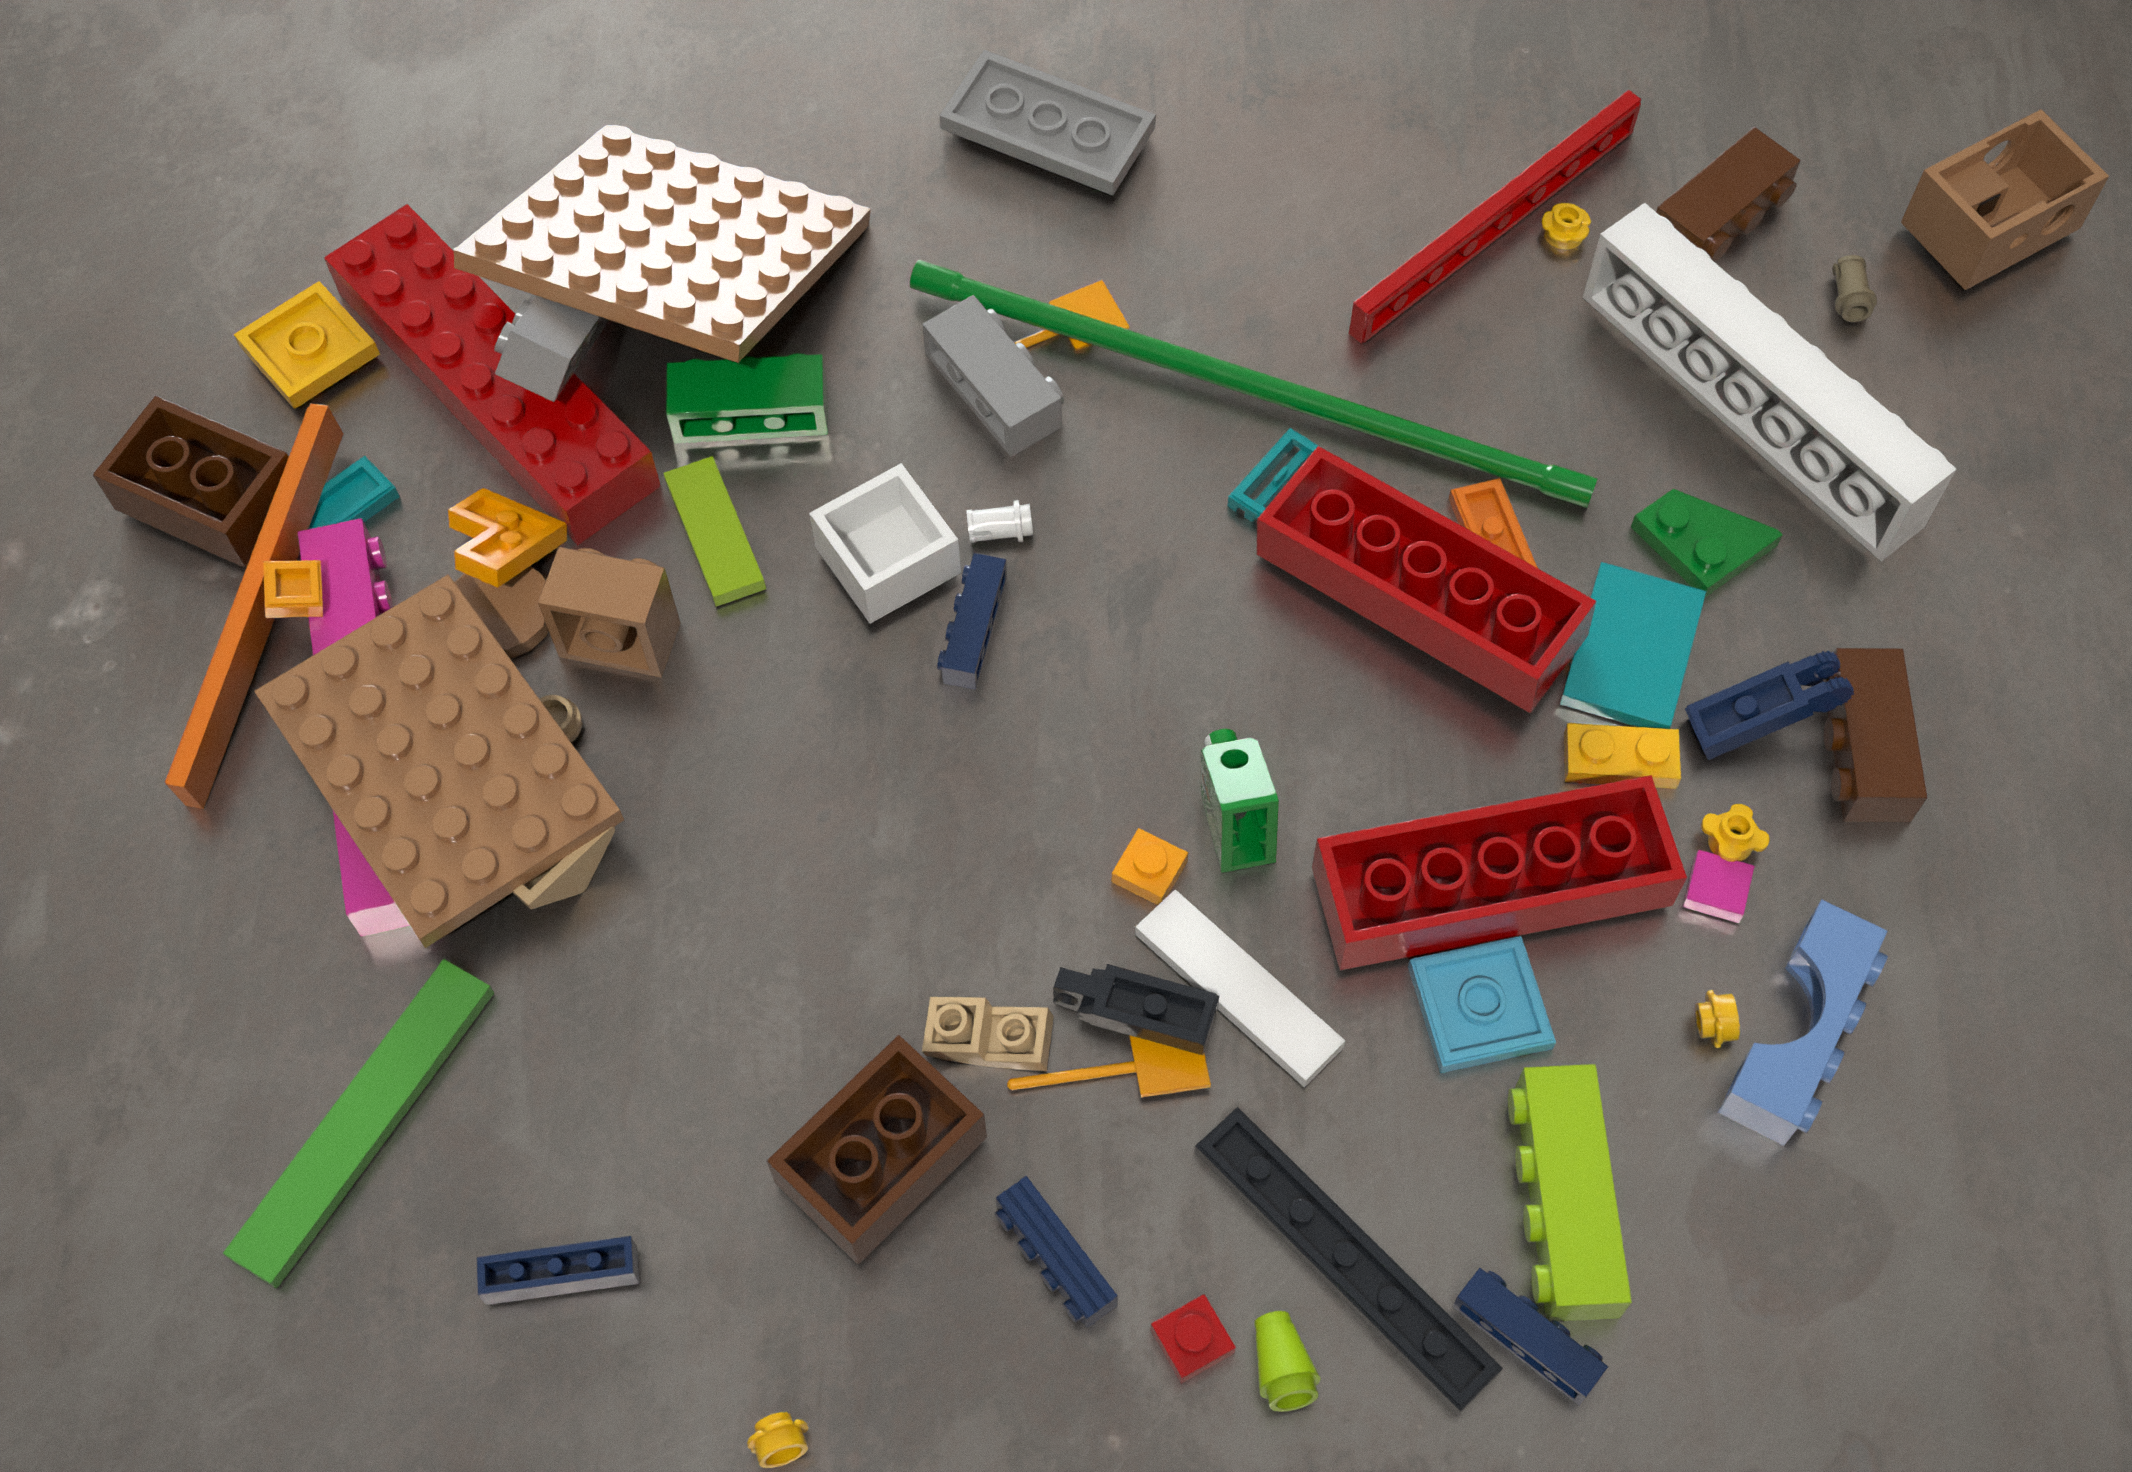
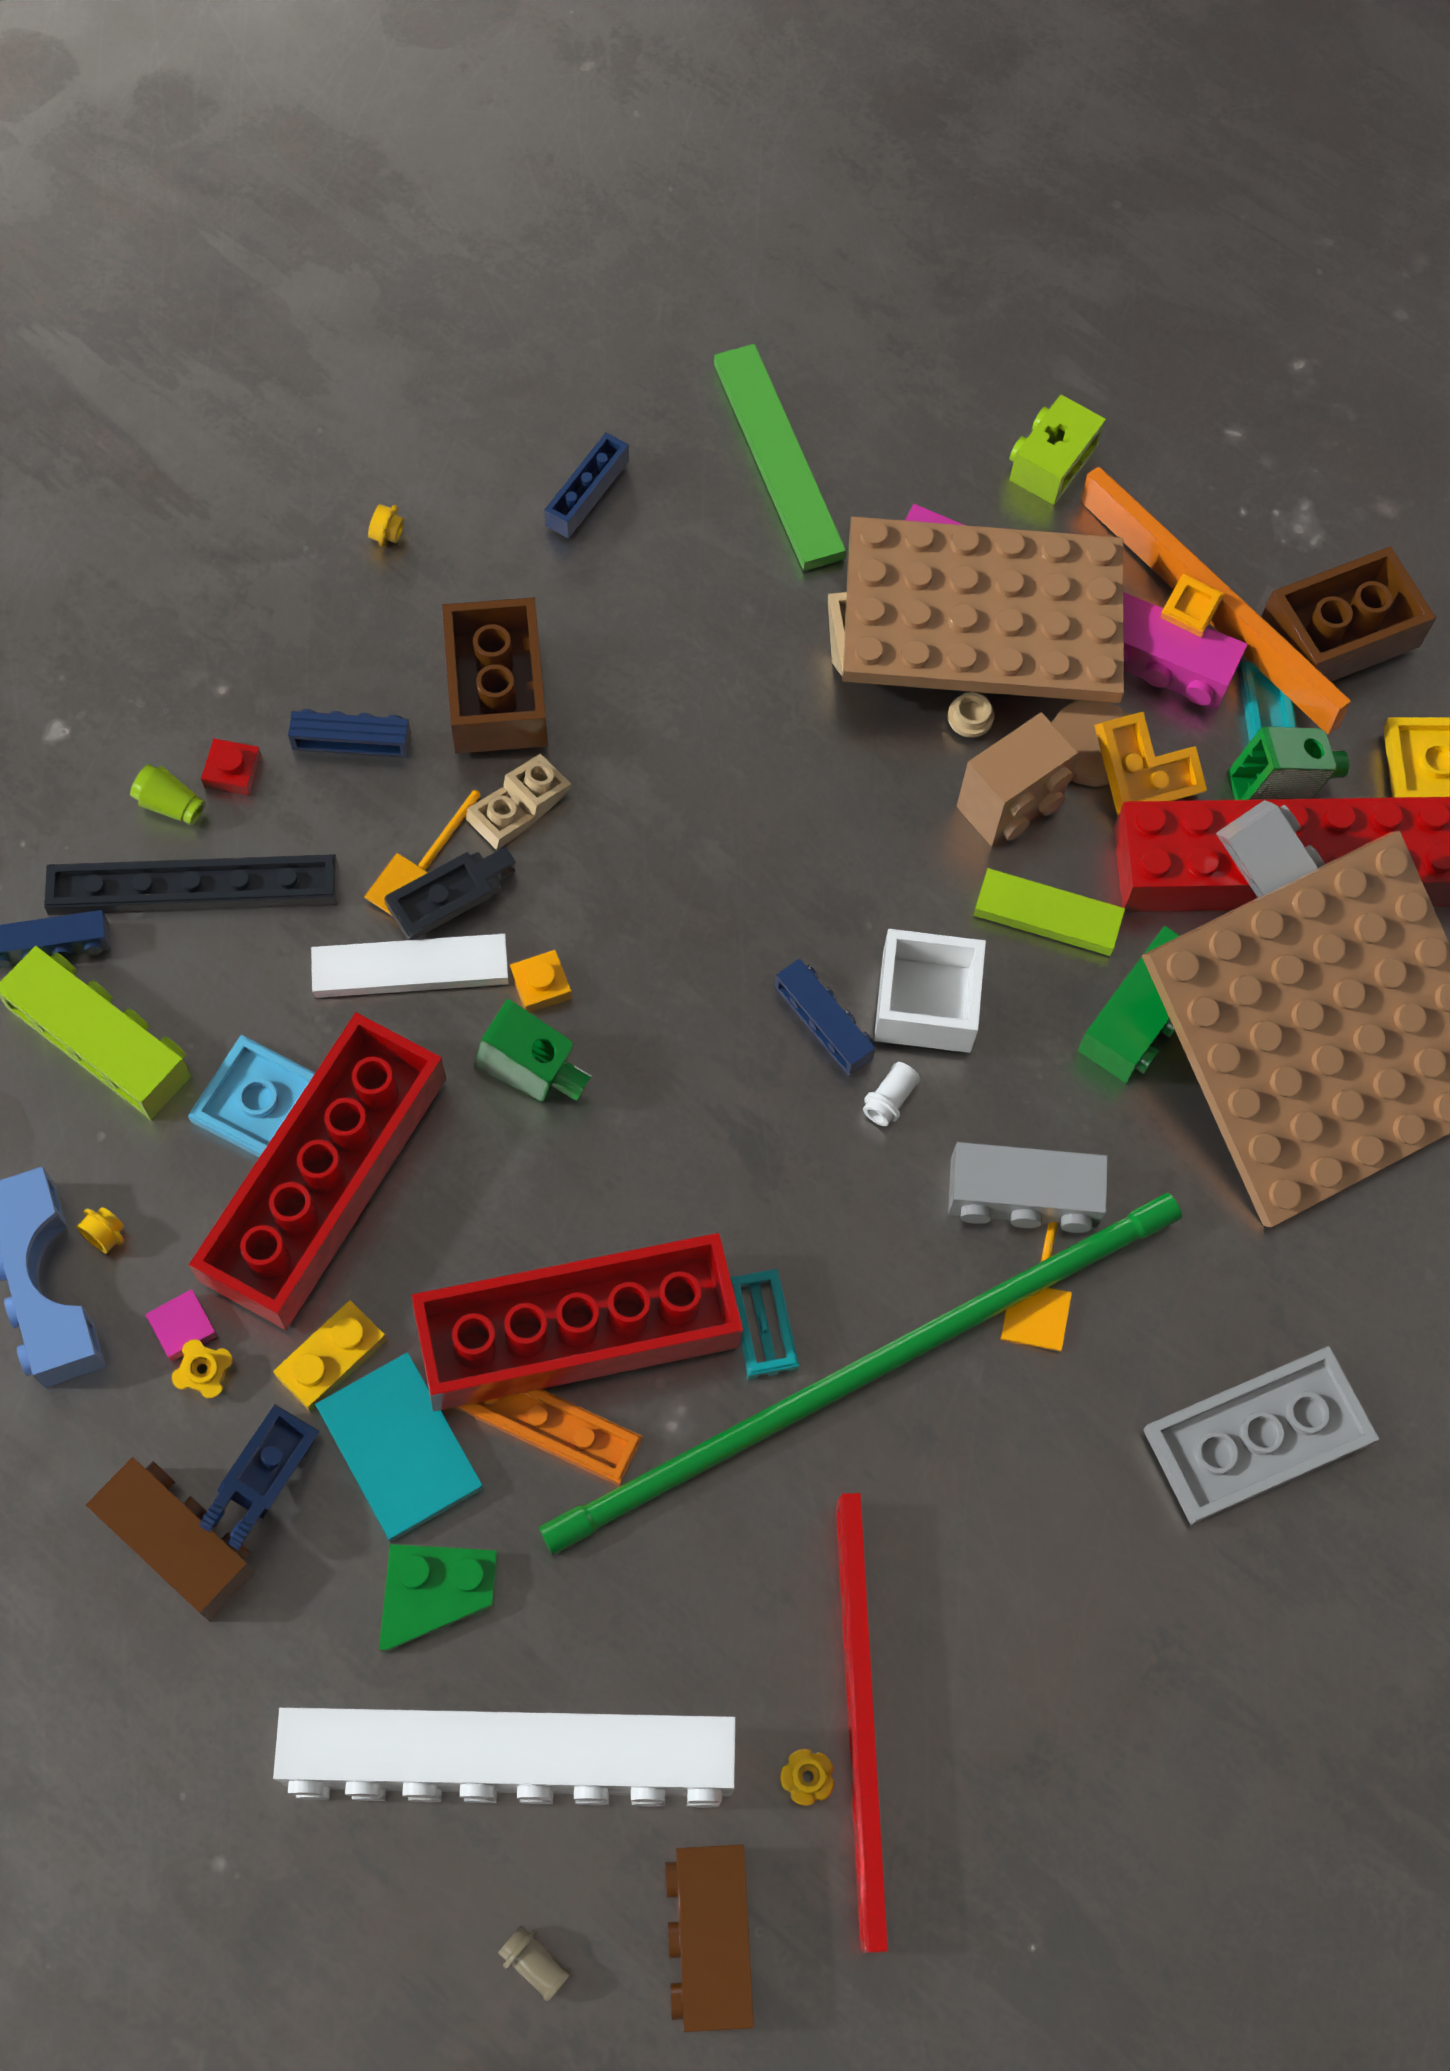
camera: 125 degrees right, 5 degrees up
(158, 854) = (1056, 448): none -> lime brick
(406, 414) = (1286, 764): none -> green torso

